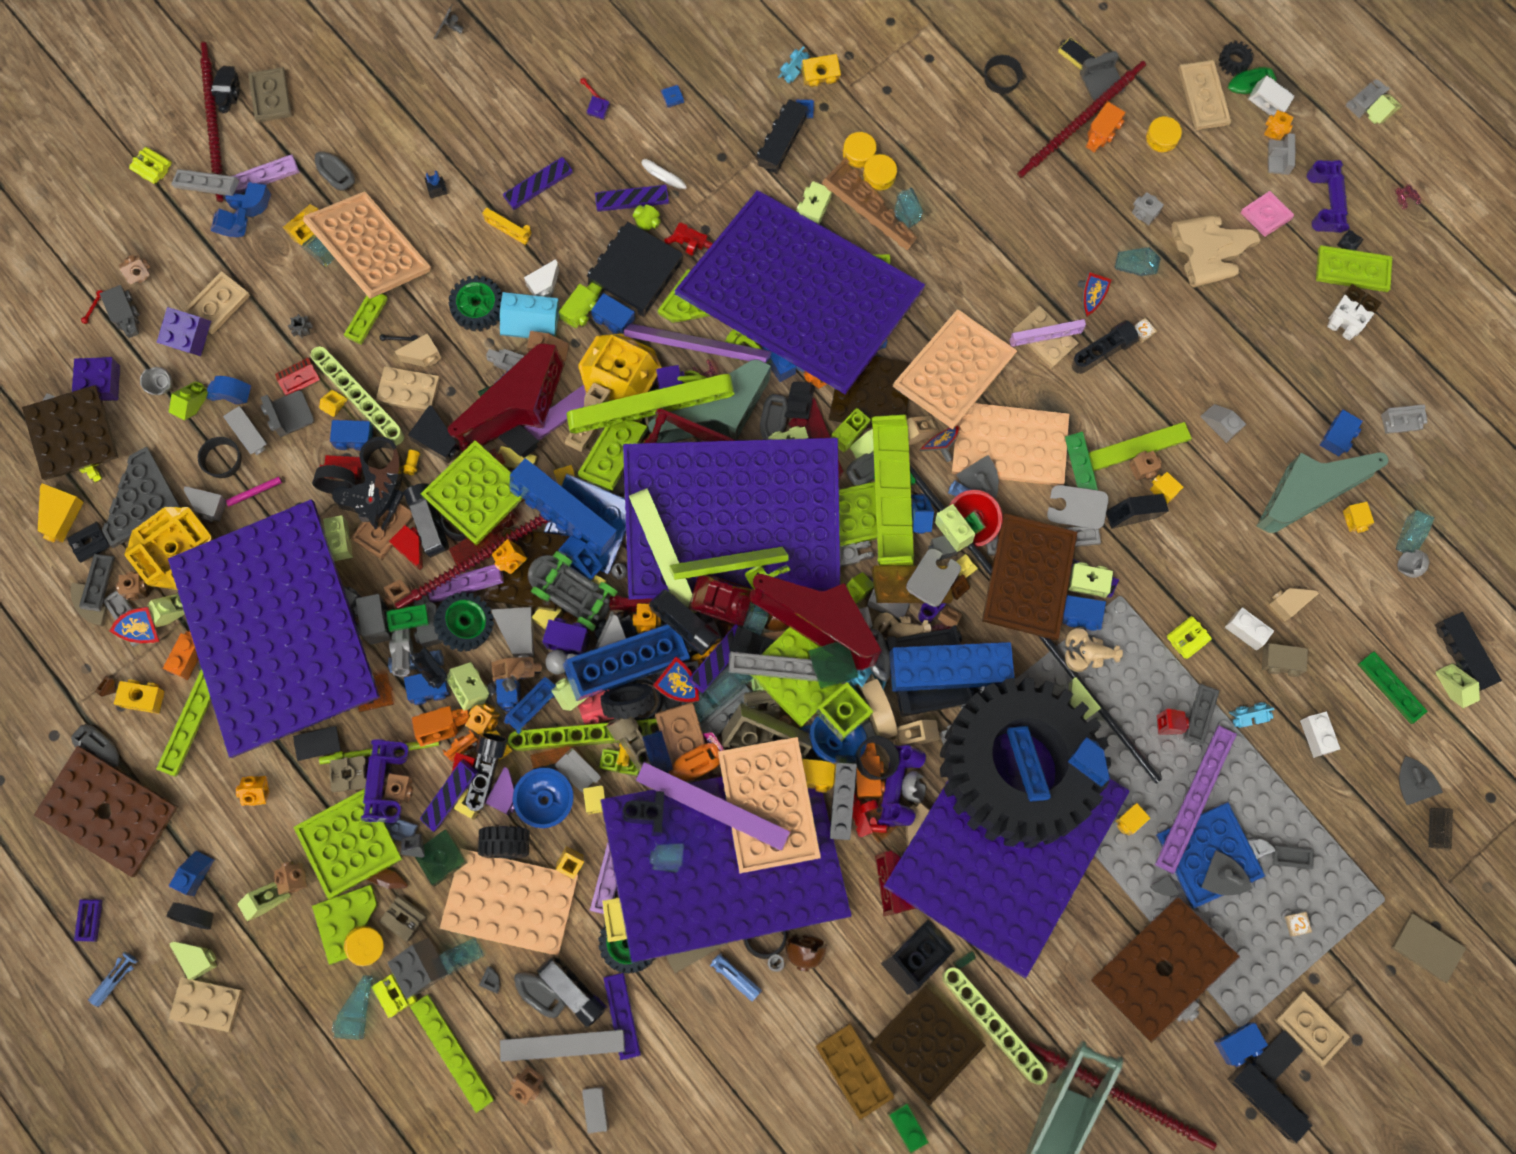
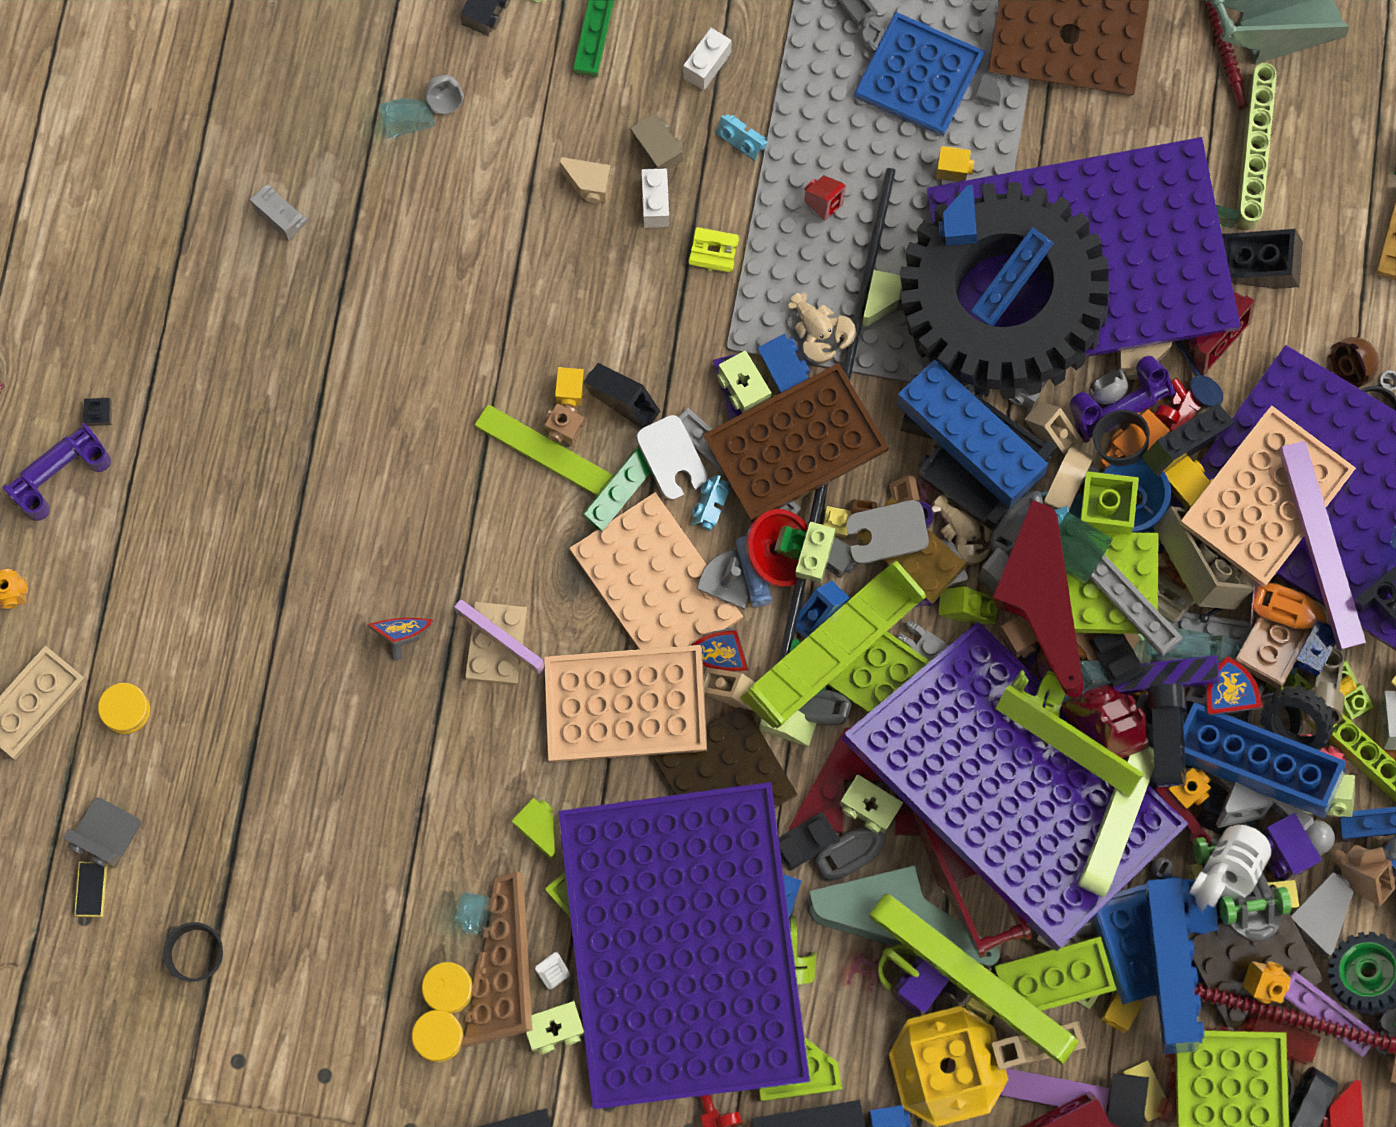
camera: 130 degrees left, 0 degrees up
(582, 583) = (1232, 866): none -> white cylinder
(696, 343) = (846, 1005): medium lavender tile -> none
(843, 222) = (552, 971): none -> white slope
(851, 429) = (795, 756): lime slope -> none
(864, 846) = (1202, 387): none -> dark blue piece
(927, 274) = (538, 826): none -> lime slope
(927, 1045) = (1329, 190): dark brown plate -> none
(1030, 501) = (704, 511): none -> medium azure hinge
(1082, 118) = (80, 802): dark red hose -> none
(1104, 126) = (171, 780): orange hinge -> none
(1121, 337) = (432, 560): black beam -> none
(1138, 261) = (320, 613): clear light blue slope -> none
(1144, 330) = (398, 547): tile -> none
(1147, 208) = (243, 643): light grey brick -> none
(1195, 799) = (879, 122): medium lavender tile -> none
(1201, 714) = (785, 179): dark grey tile -> none
(1210, 248) = (233, 551): tan rock -> none
(1223, 421) = (441, 385): light grey slope -> none
(1225, 876) = (930, 44): dark grey shield -> none
(1267, 213) = (136, 522): bright pink plate -> none
(1281, 155) = (42, 561): light grey panel -> none
(1312, 484) = (451, 244): sand green piece -> none
(1341, 432) = (351, 260): blue brick -> none
(1348, 317) = (190, 346): white hips -> none
(1354, 267) = (131, 383): lime plate -> none
(1358, 517) = (435, 180): yellow brick -> none

